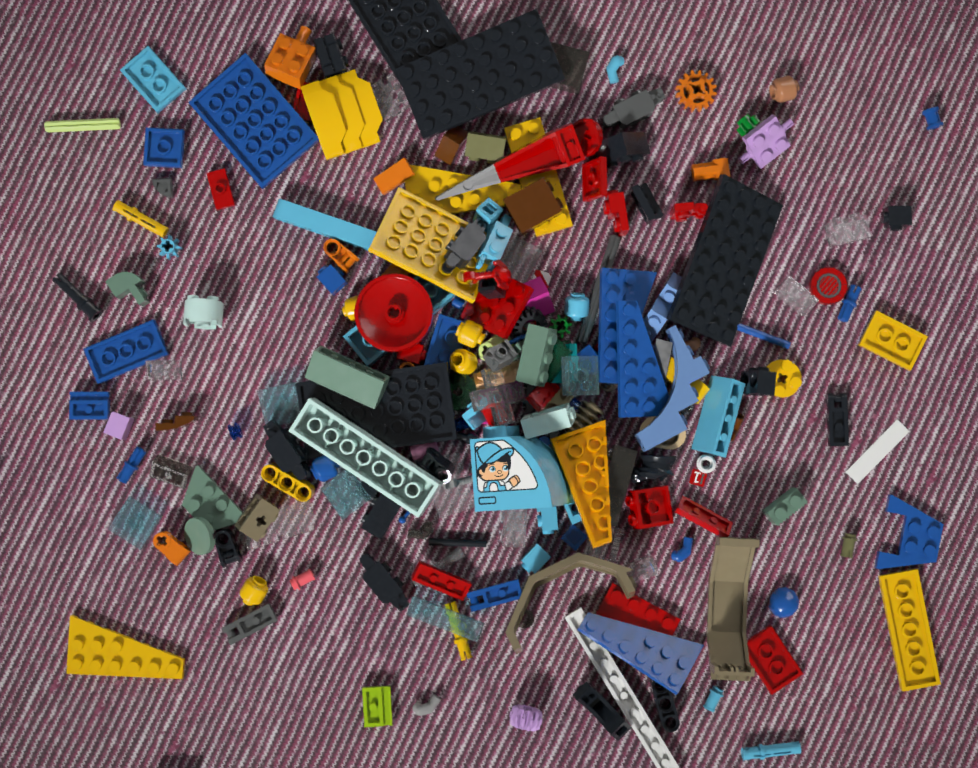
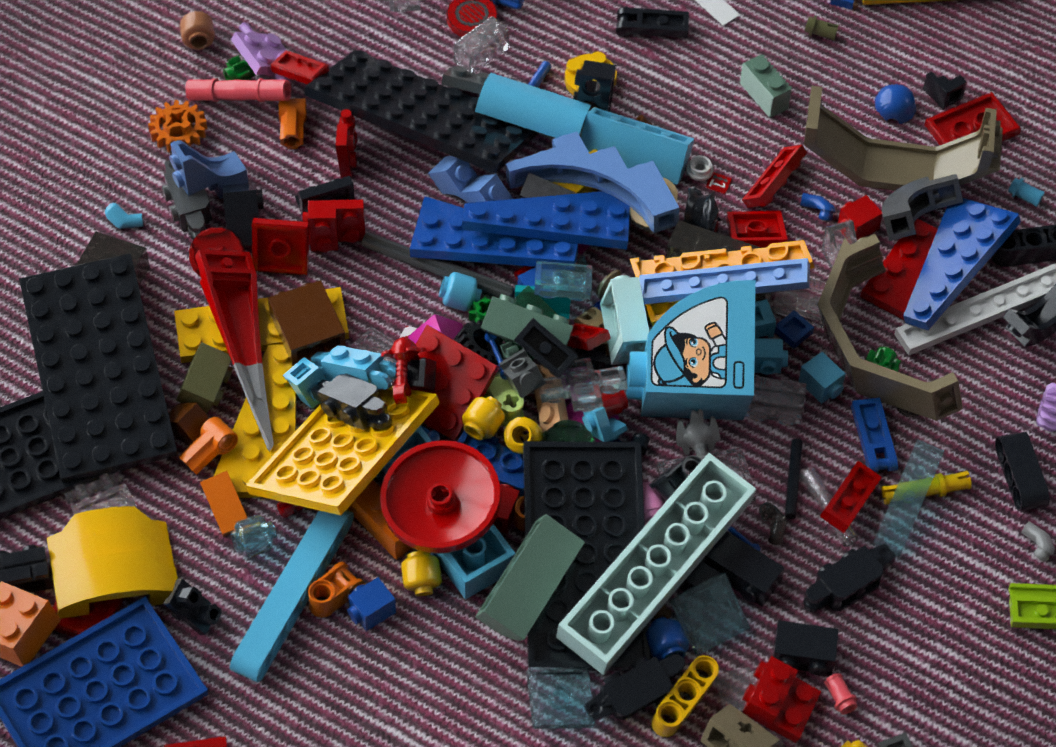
camera: 85 degrees left, 30 degrees down
(291, 541) = (780, 699): none -> red plate
(314, 169) = (191, 607): none -> black hips
(330, 555) = (806, 647): none -> black brick
(371, 198) = (253, 536): none -> clear light blue head
(437, 161) = (214, 440): none -> orange piece
(477, 694) = (1022, 471): none -> black beam
(511, 369) = (545, 348): none -> black brick
(550, 598) = (884, 357): none -> green gear
(575, 486) = (769, 277): none -> medium blue plate
(647, 112) = (198, 172): none -> medium blue arch
(673, 578) = (865, 215): none -> red brick
(689, 615) = (915, 199): none -> dark grey arch
(729, 128) = (238, 90): none -> coral piece
(736, 339) = (531, 107): none -> medium azure brick
(749, 167) = (298, 67): none -> red plate
(762, 299) = (462, 79): none -> dark grey plate
(801, 638) = (944, 91): none -> black panel

